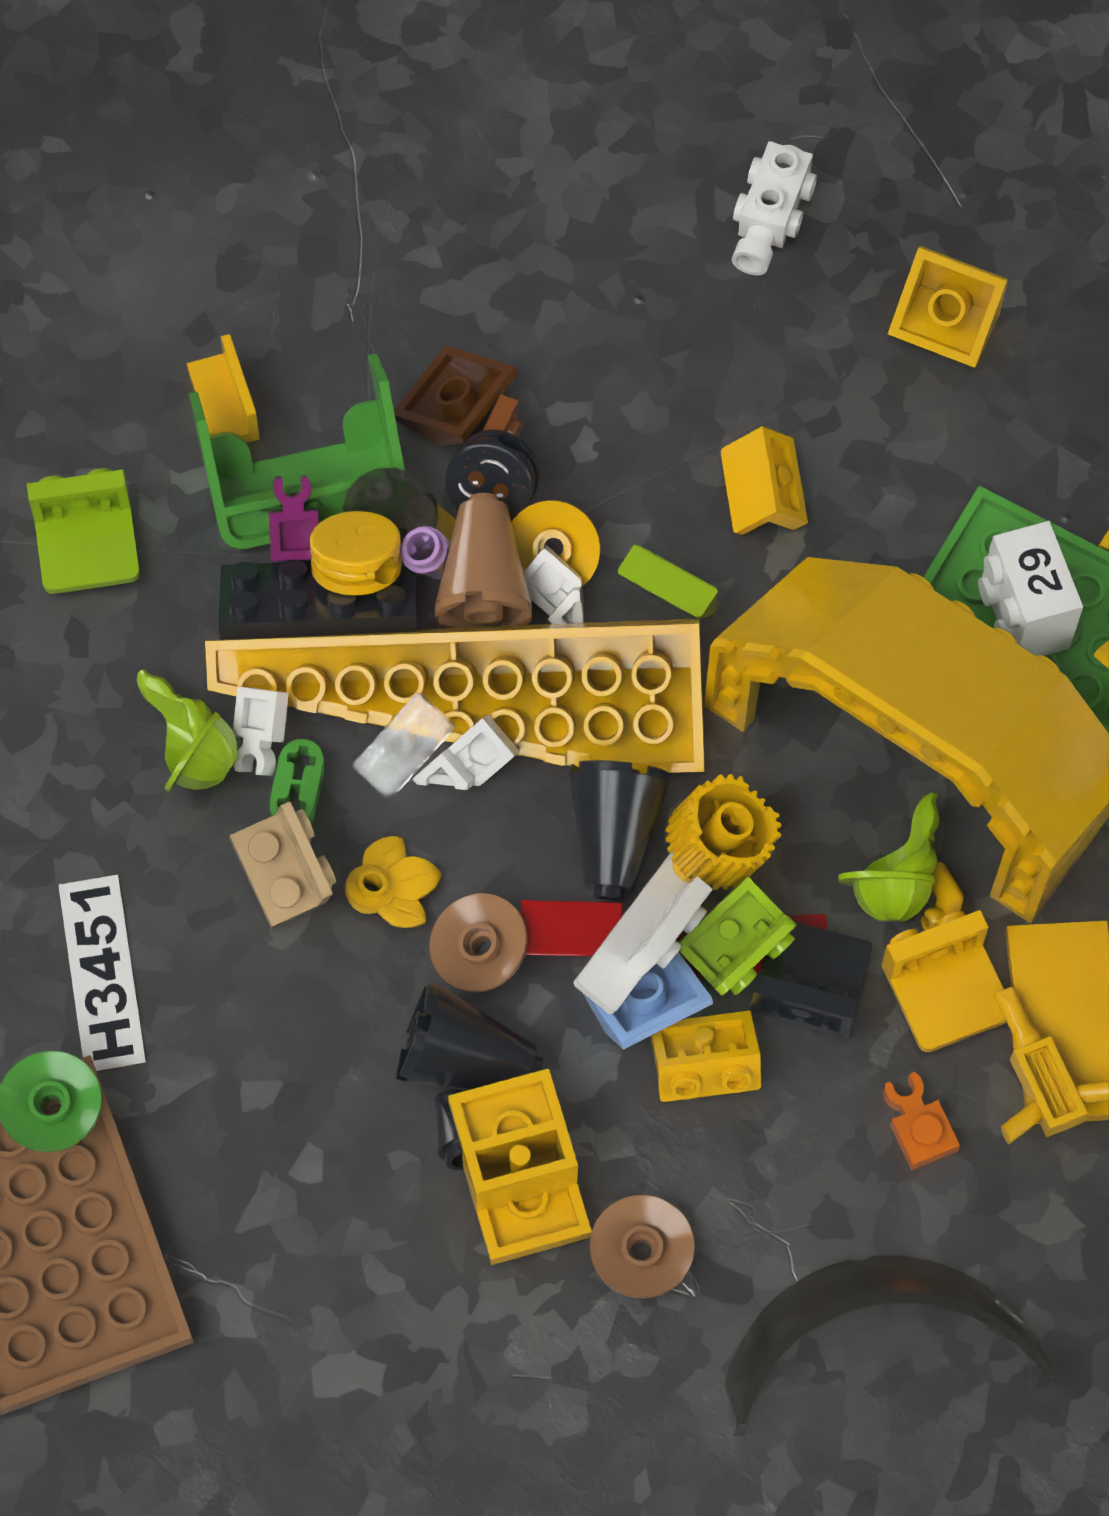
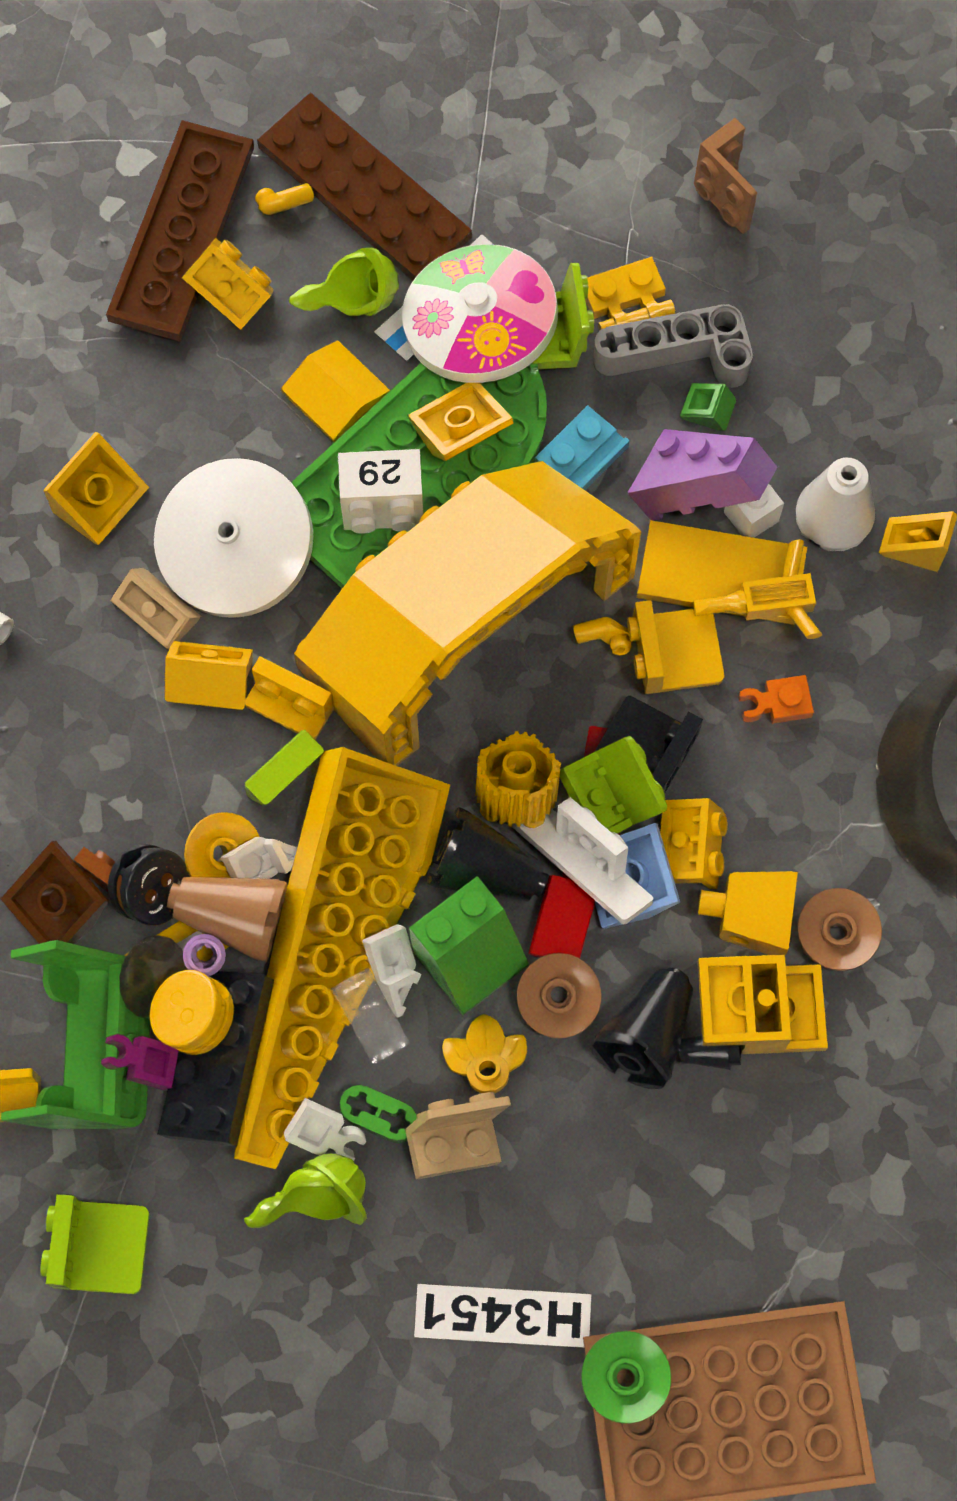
camera: 75 degrees left, 5 degrees up
(507, 822) = (468, 945): none -> bright green slope
(641, 1143) = (754, 910): none -> yellow torso
(752, 566) = (288, 699): none -> yellow bracket
(831, 410) = (154, 607): none -> tan slope
(903, 880) = (582, 658): lime piece -> none
(935, 465) = (252, 565): none -> white dish

